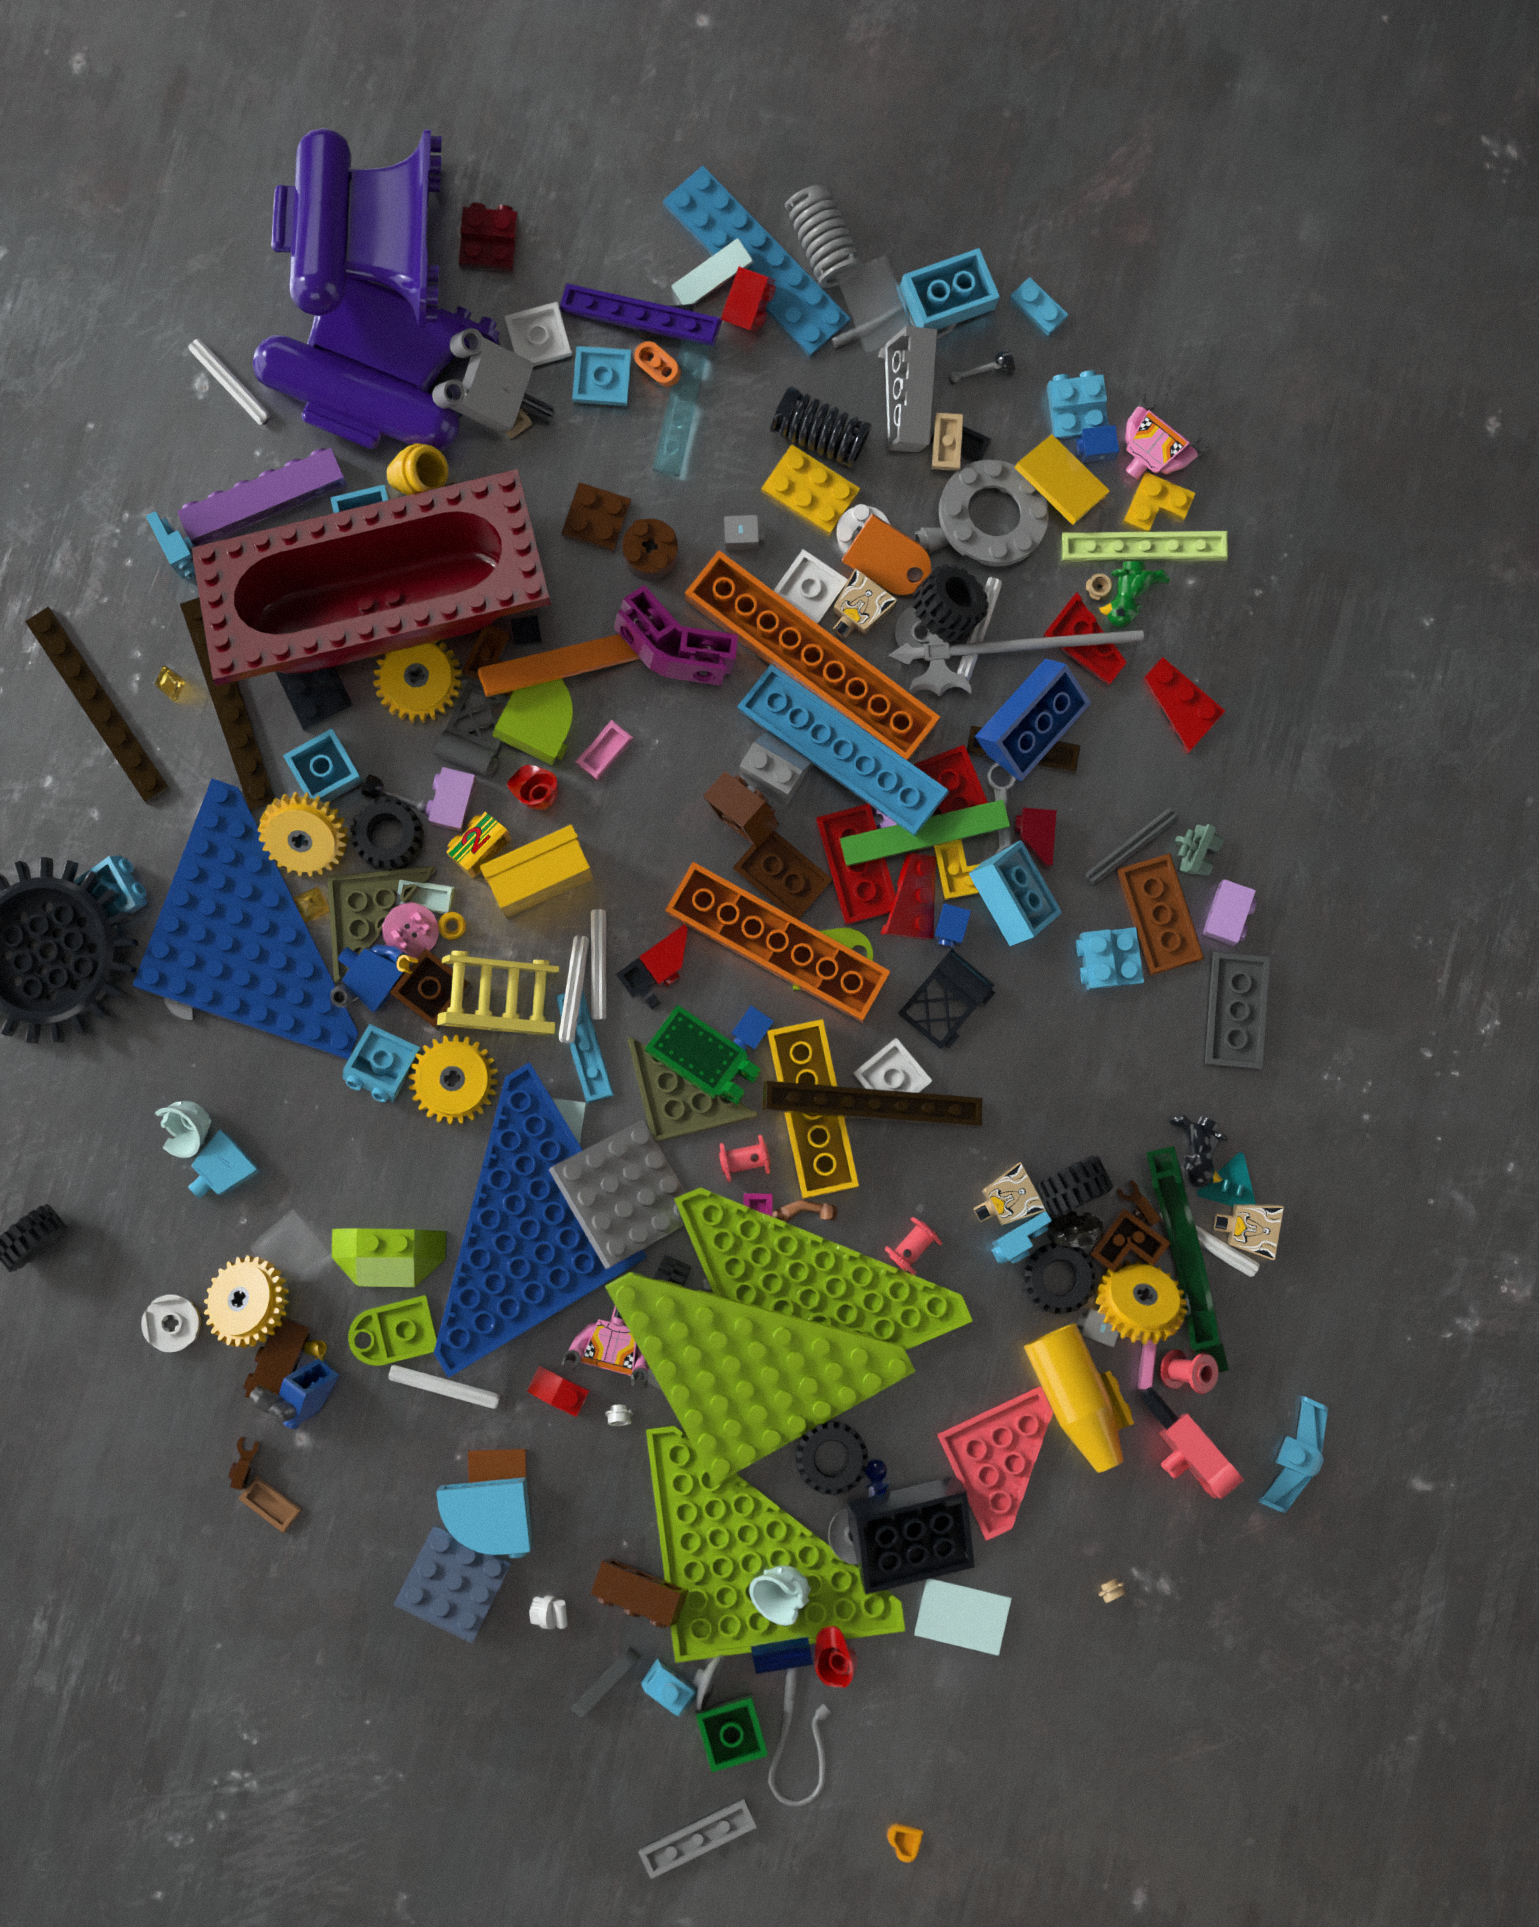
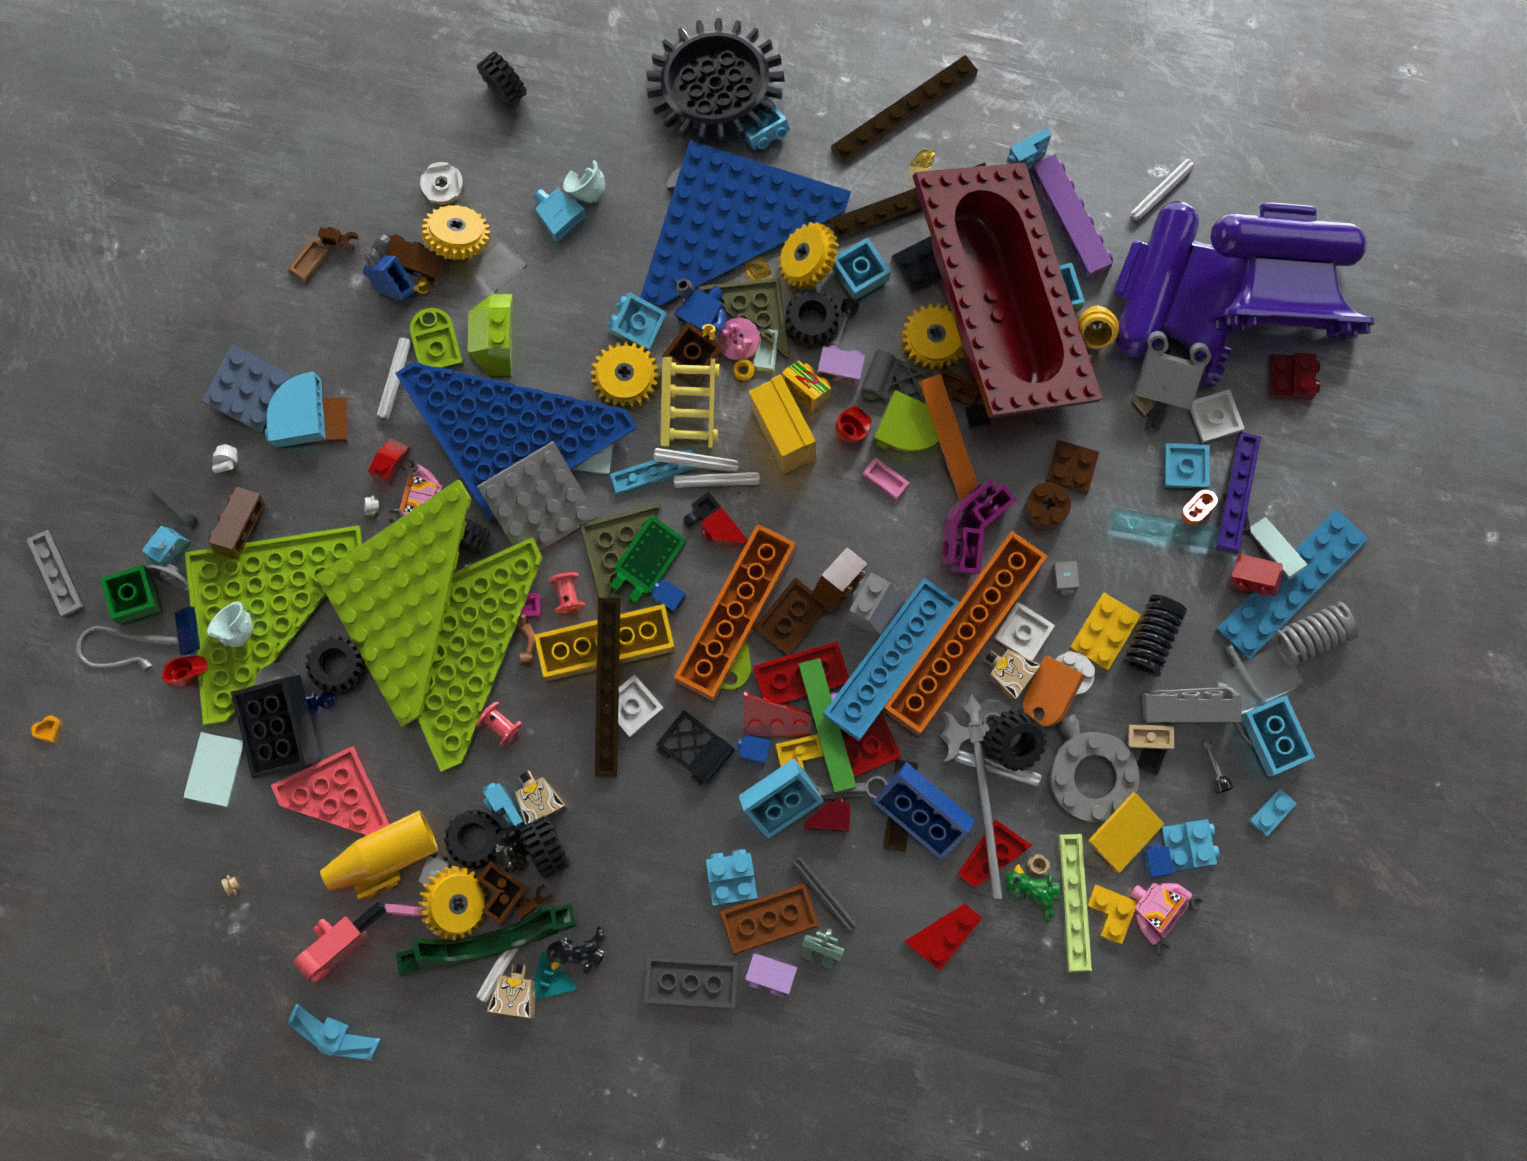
camera: 90 degrees right, 5 degrees down
(1200, 1372) = (396, 948): coral hose -> none

